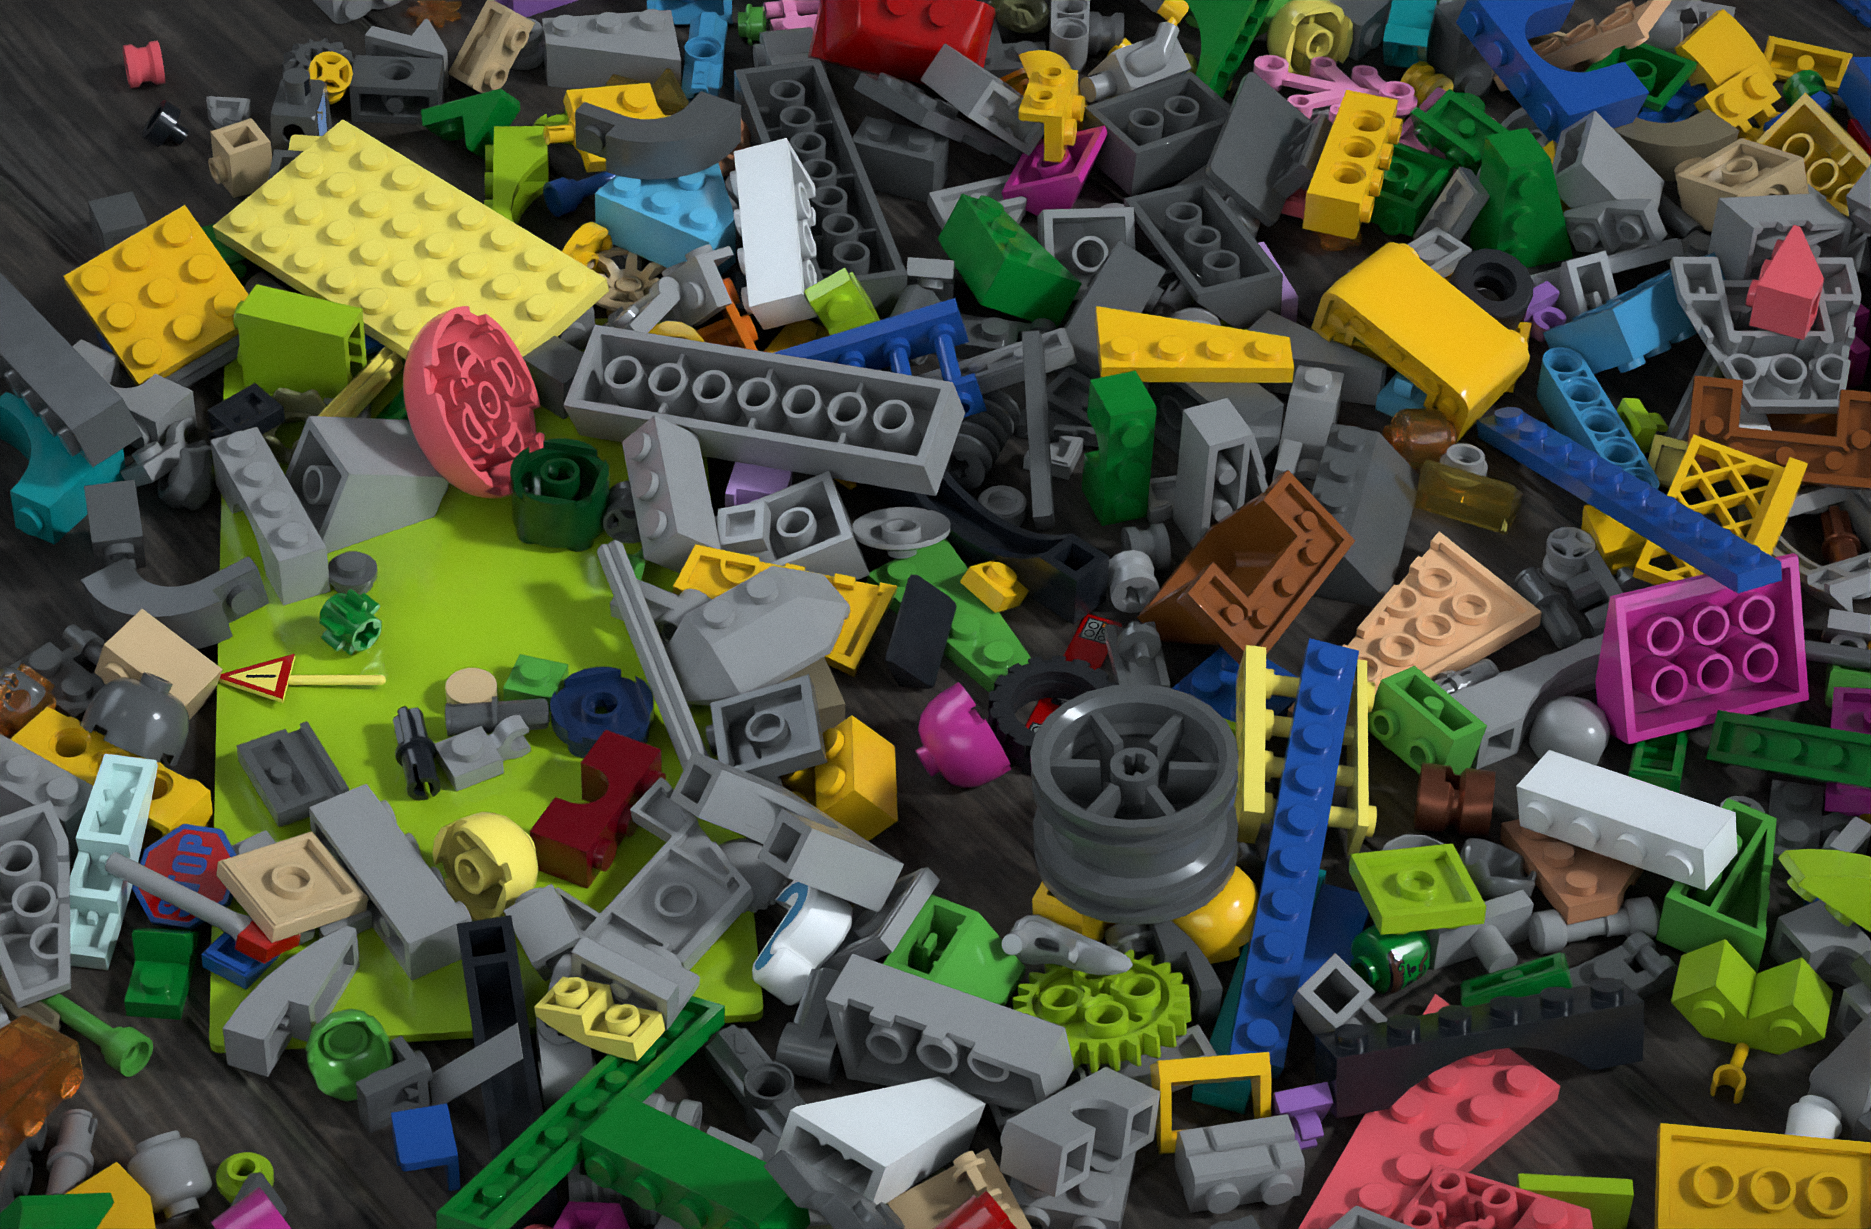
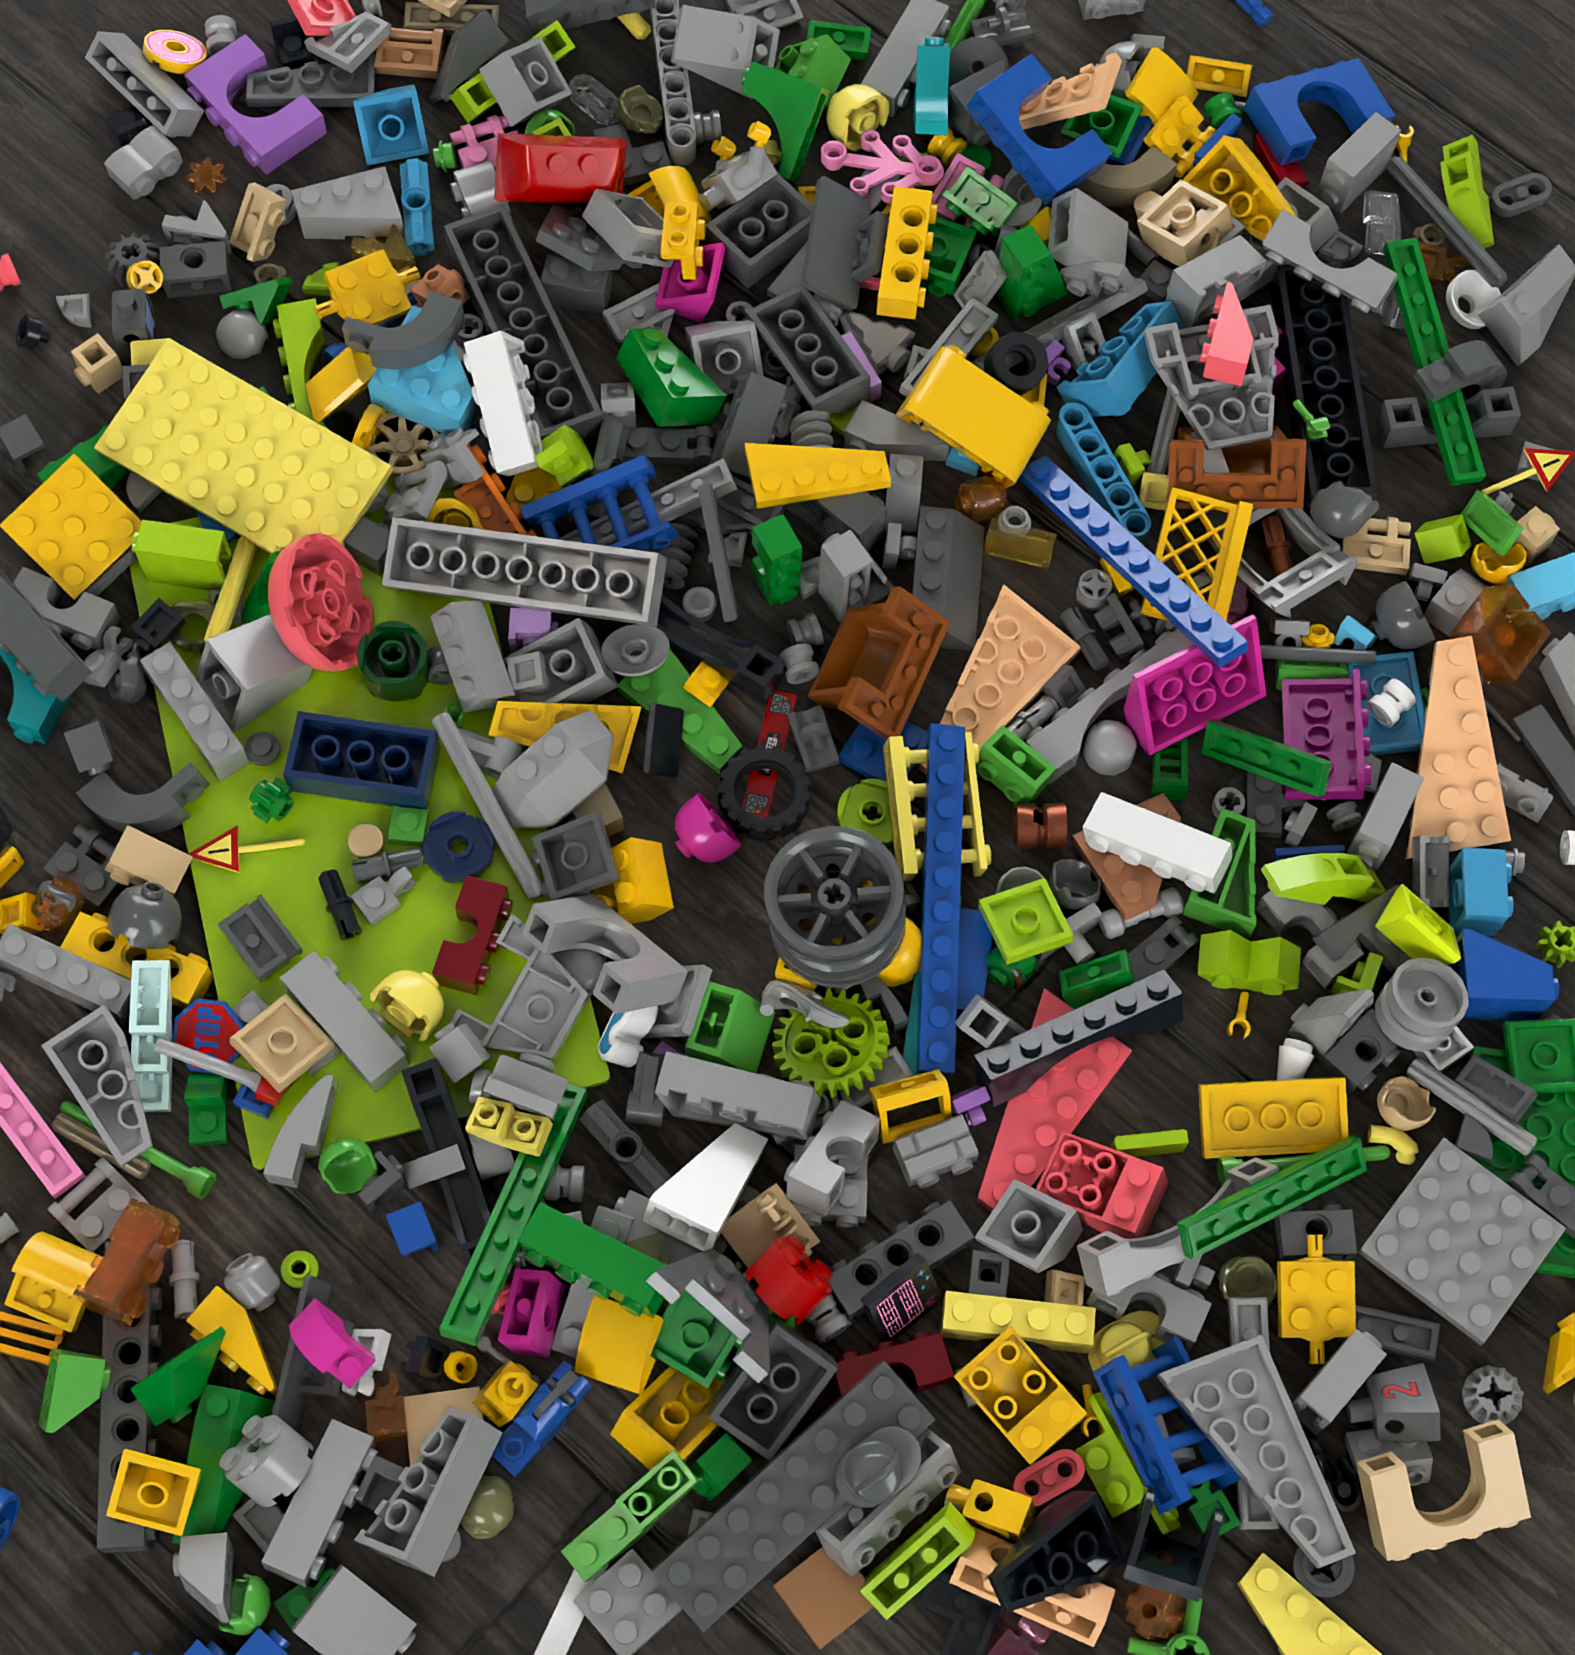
camera: 10 degrees left, 25 degrees up
(443, 155) = (241, 334): none -> light grey hair
(489, 591) = (362, 760): none -> dark blue brick
(560, 201) = (339, 383): none -> yellow slope
(1305, 263) = (879, 340): none -> light grey rock
(1510, 648) = (1064, 687): none -> dark grey plate

